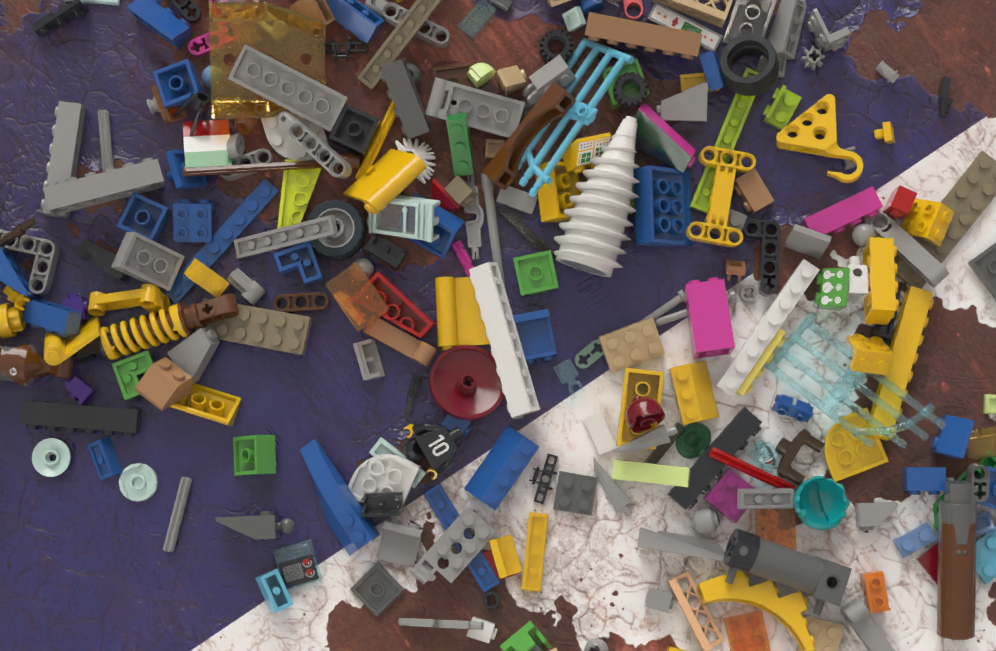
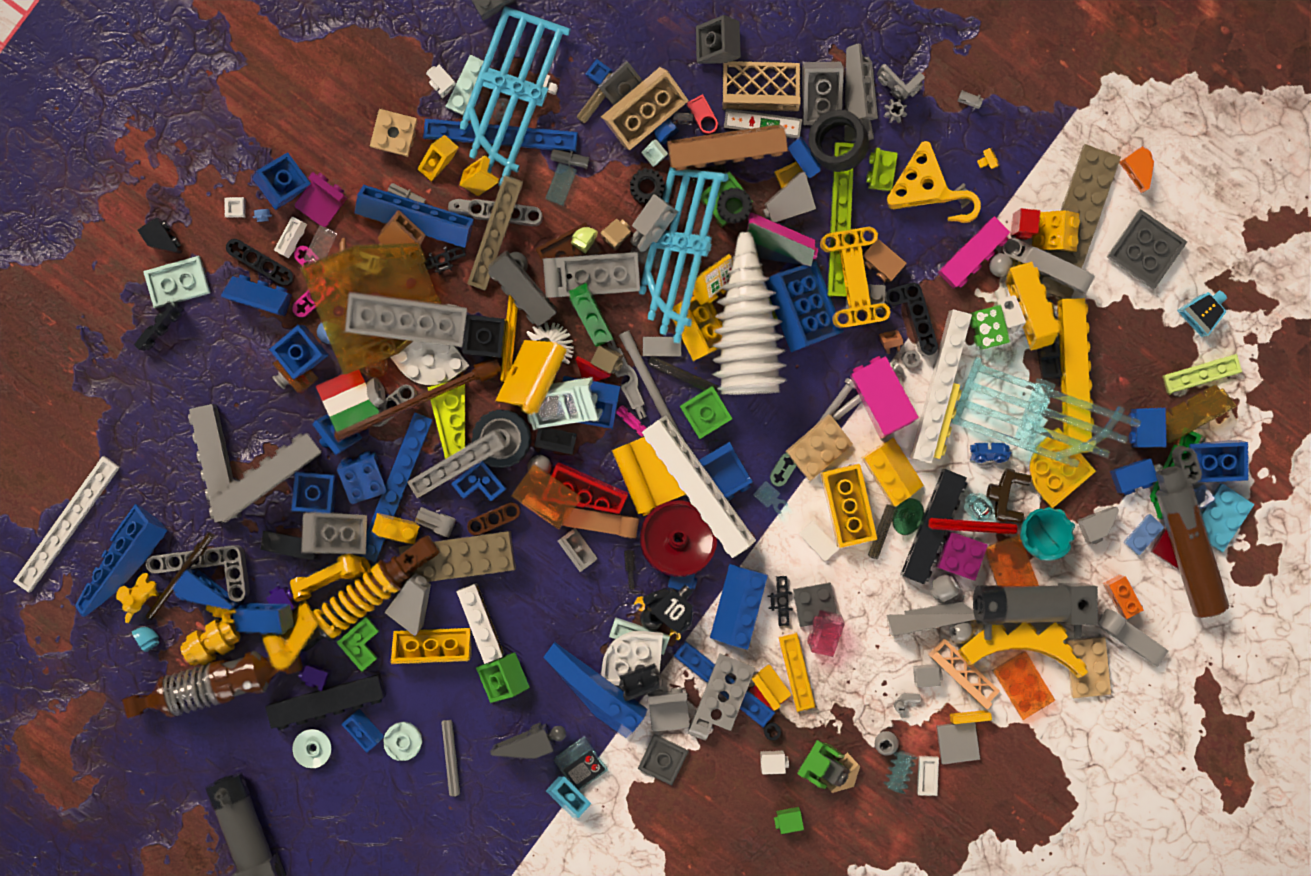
camera: 25 degrees left, 5 degrees up
(105, 139) = (248, 431): light grey axle -> none
(164, 384) = (394, 643): medium nougat slope -> none
(200, 102) = (327, 365): black plant -> none
(252, 395) = (480, 623): none -> white brick
(293, 124) = (422, 353): light grey piece -> none
(455, 624) = (738, 769): light grey piece -> none
(492, 147) = (623, 306): medium nougat tile -> none
(550, 106) = (664, 248): reddish brown arch -> none
(575, 523) = (826, 633): none -> clear pink brick
(614, 492) = (851, 591): light grey bar -> none
(628, 616) = (904, 699): none -> light grey arm
(642, 413) = (854, 511): dark red cylinder -> none
(651, 473) = (880, 561): yellowish green tile -> none
(653, 438) = (870, 531): light grey bar -> none
(705, 569) = (961, 632): none -> light grey piece
(765, 498) = (994, 548): light grey tile -> none
(807, 241) = (951, 290): light grey tile -> none
(870, 355) = (1047, 379): yellow bracket -> none
(943, 101) = (1029, 101): black slope -> none

